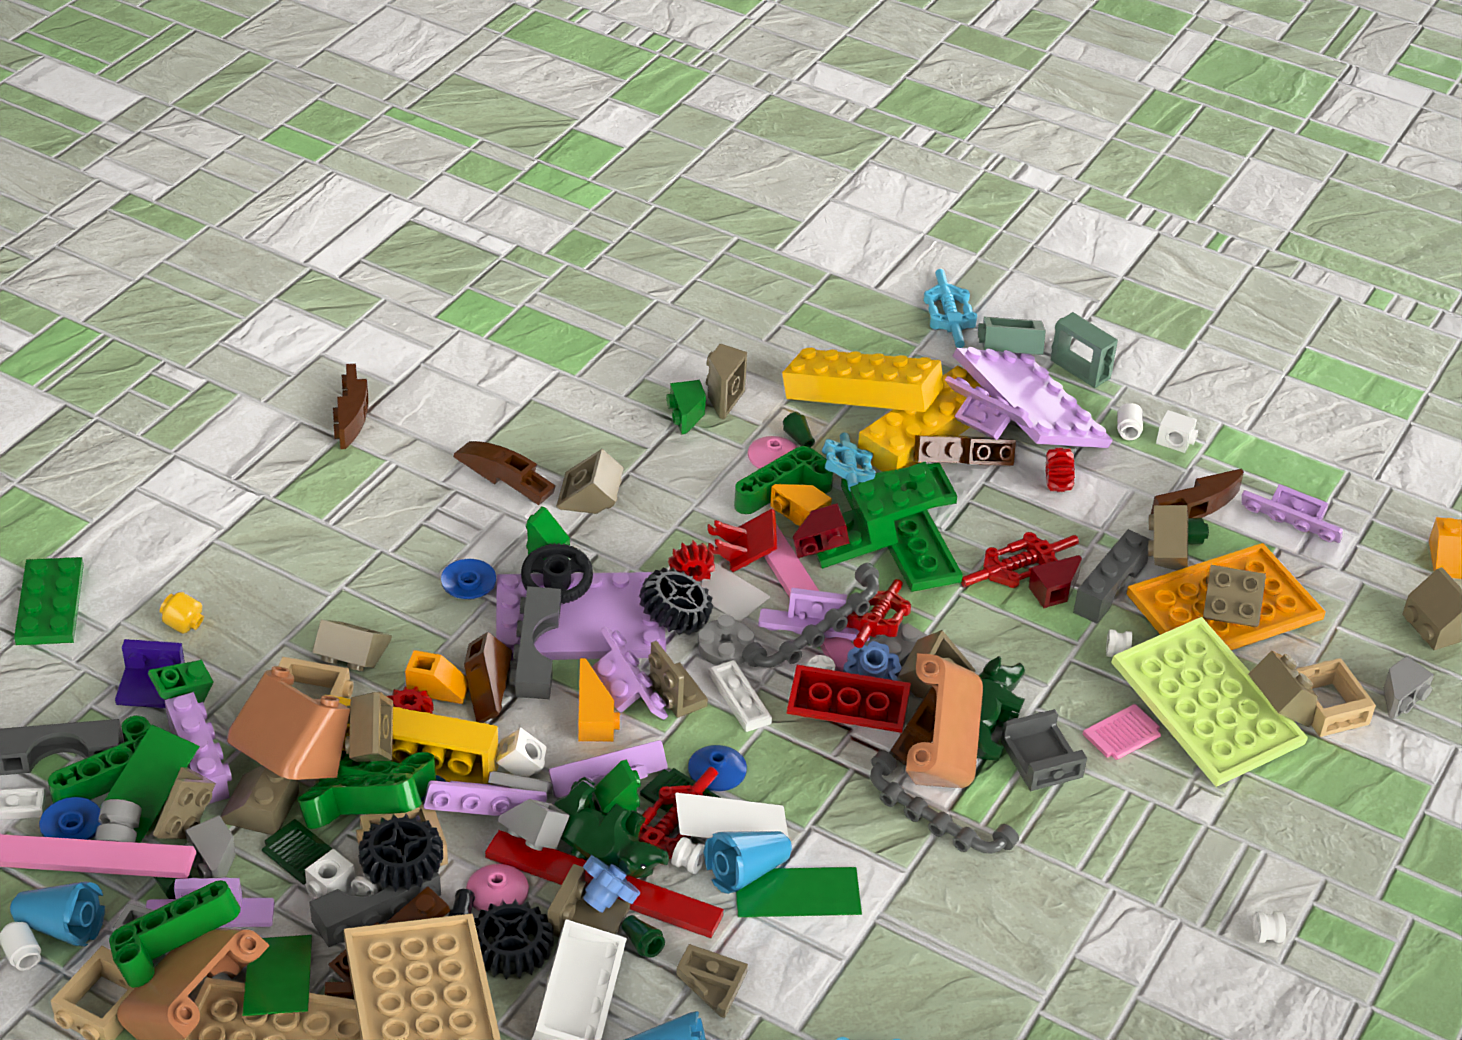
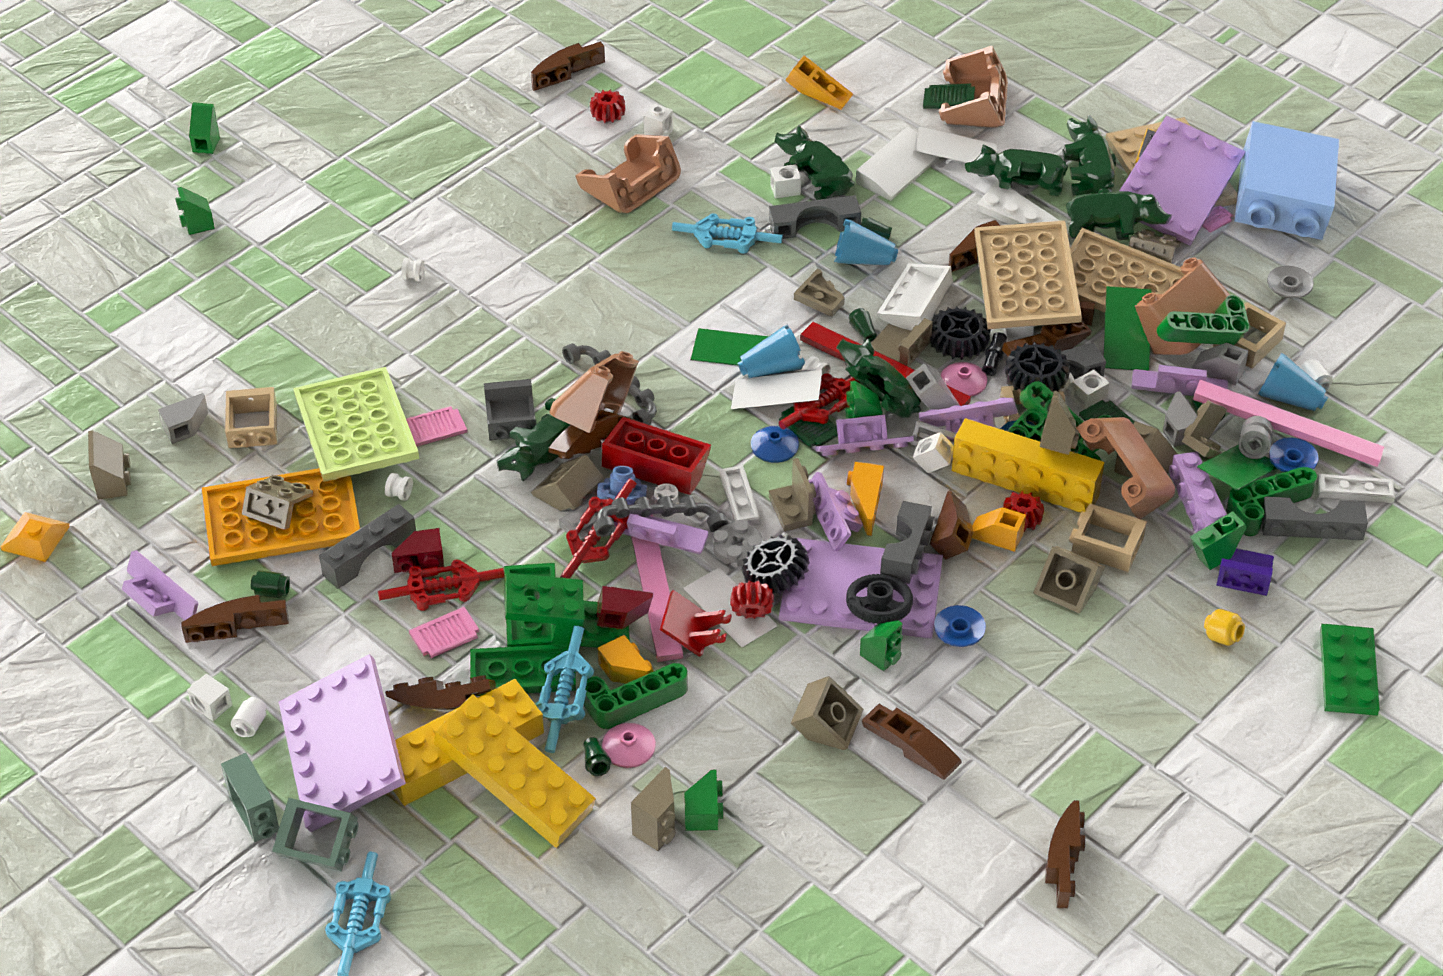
camera: 165 degrees left, 5 degrees up
(607, 885) = (884, 335): medium blue plant -> none
(984, 412) = (406, 696): lavender bracket -> none
(992, 523) = (445, 633): none -> bright pink window
(1060, 469) = (356, 648): red gear -> none
(1170, 536) = (301, 544): dark tan slope -> none
(1285, 687) = (293, 408): dark tan slope -> none

